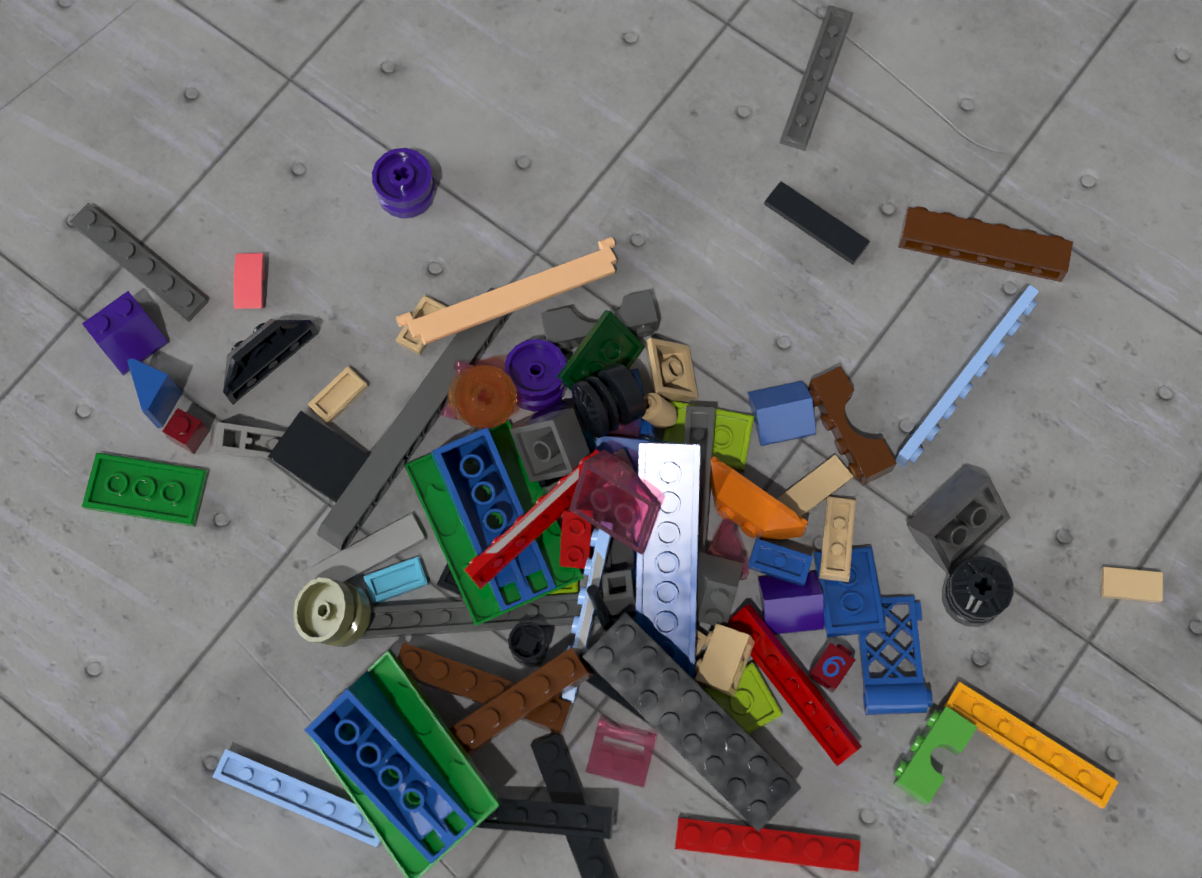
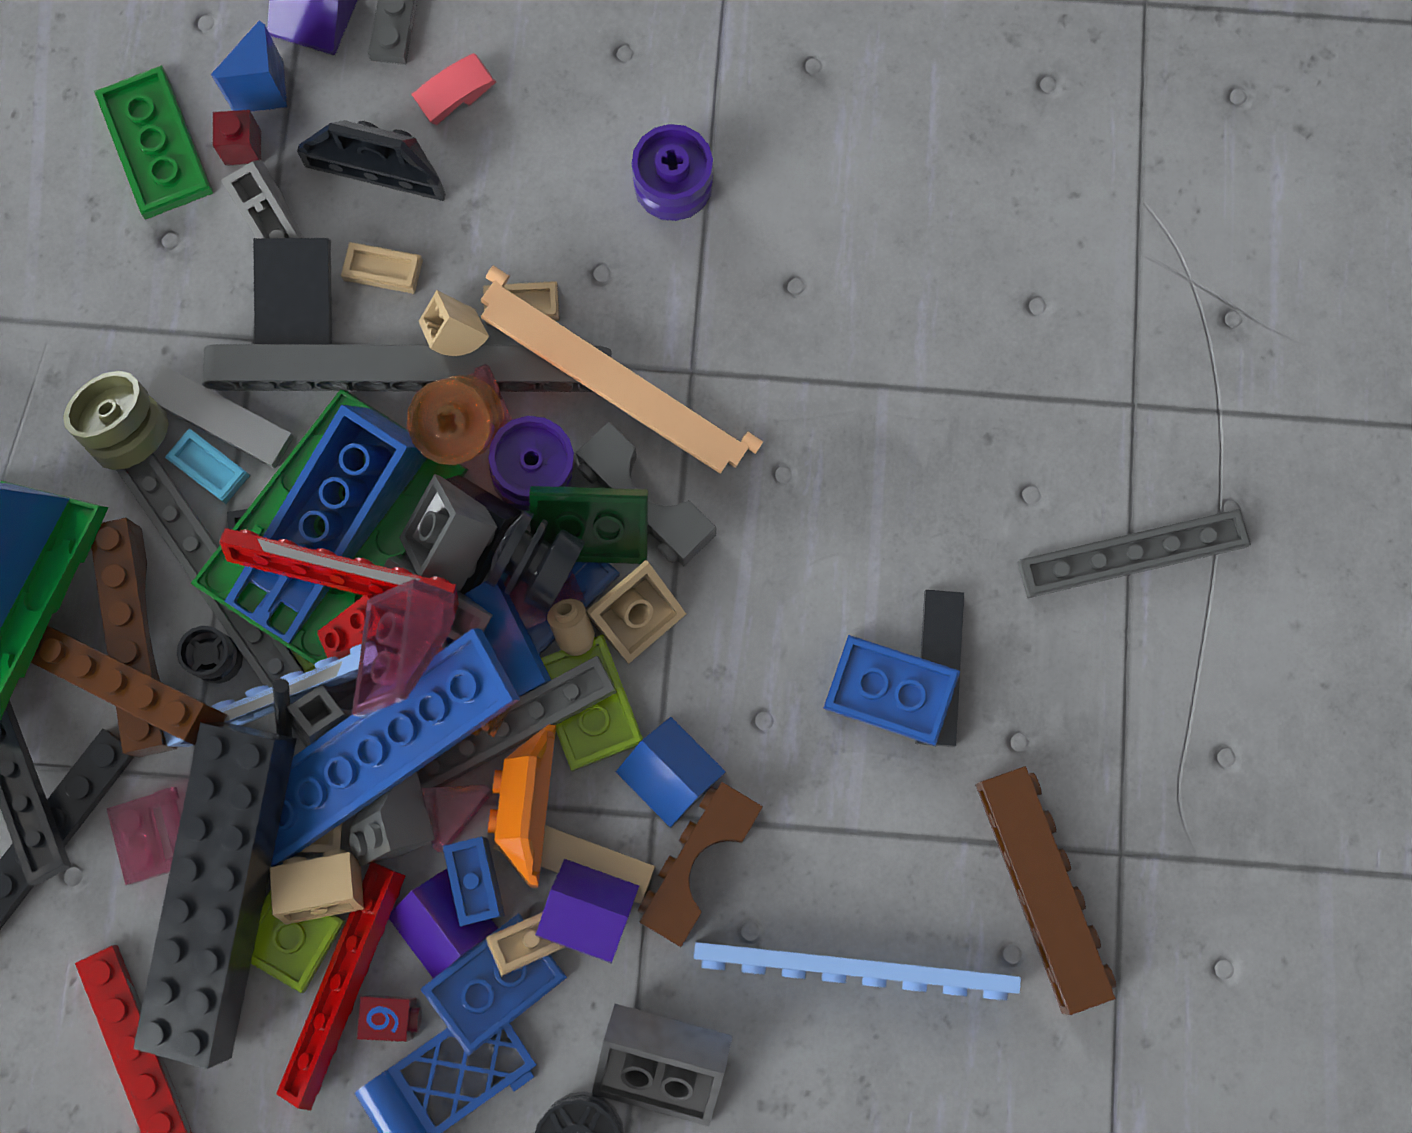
camera: 55 degrees right, 5 degrees up
(414, 369) = (452, 326): none -> tan brick
(814, 255) = (892, 690): none -> blue tile
(841, 505) = (587, 910): none -> dark purple slope

